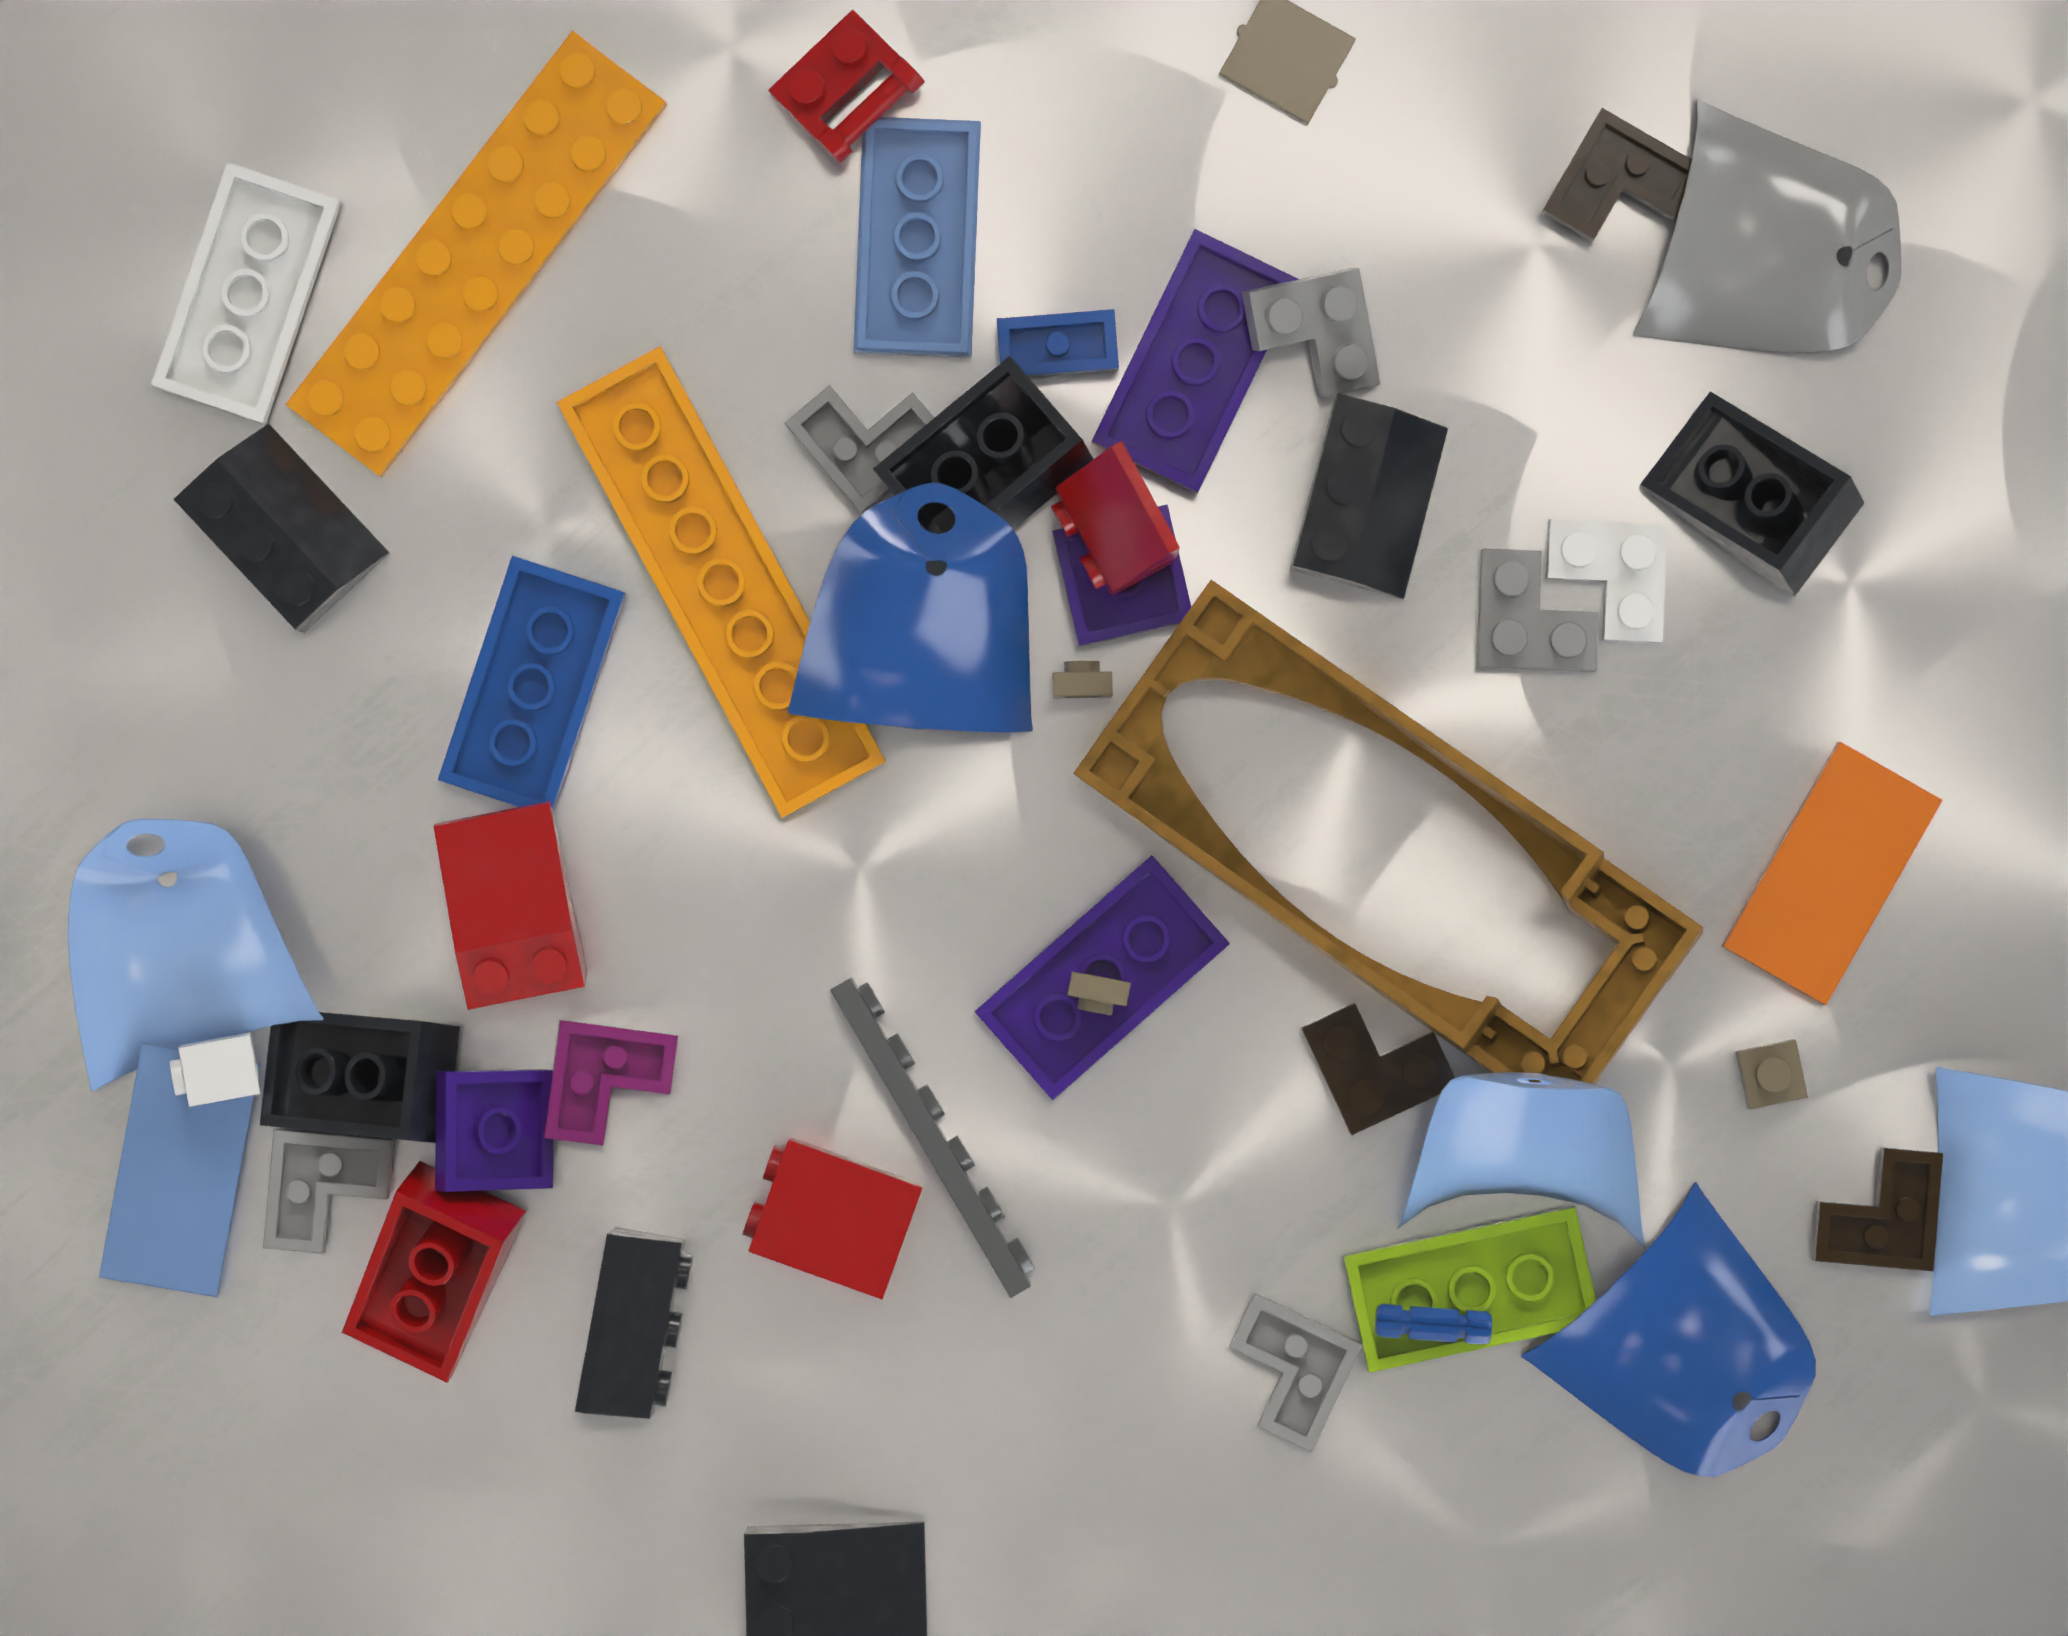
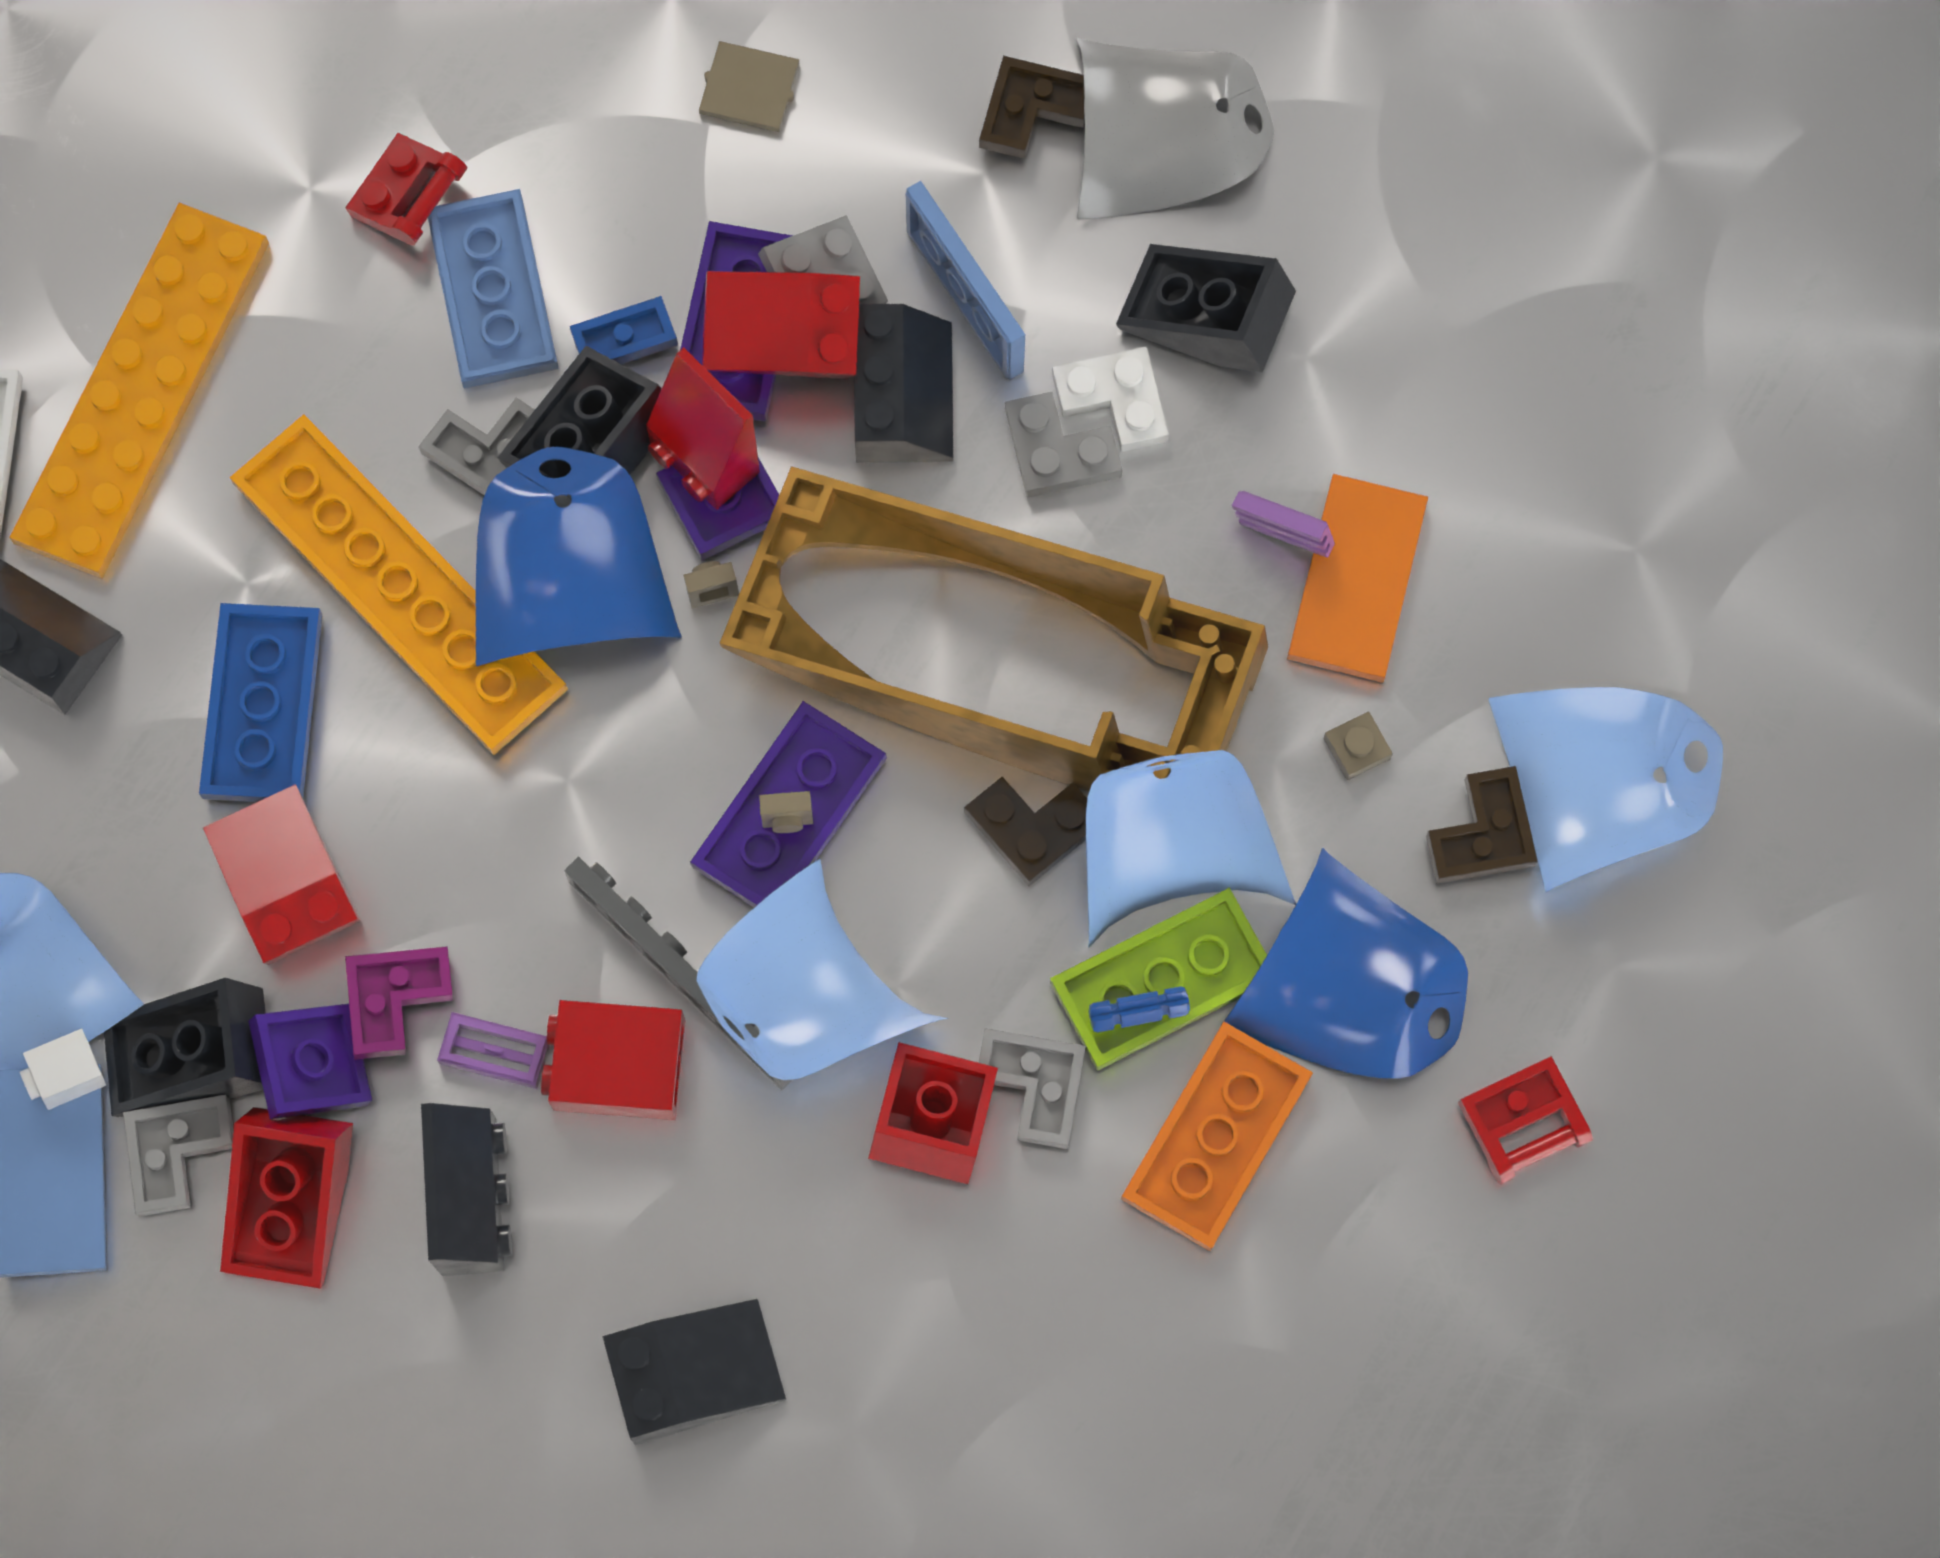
camera: 10 degrees left, 15 degrees down
(744, 1188) = (535, 1061): none -> medium lavender tile
(1067, 1203) = (800, 984): none -> light blue piece
(1172, 1377) = (933, 1113): none -> red slope
(1246, 397) = (781, 323): none -> red slope
(1475, 395) = (965, 281): none -> medium blue tile
(1480, 1483) = (1216, 1136): none -> orange plate
(1764, 793) = (1283, 523): none -> medium lavender tile
(1822, 1539) = (1518, 1103): none -> red plate

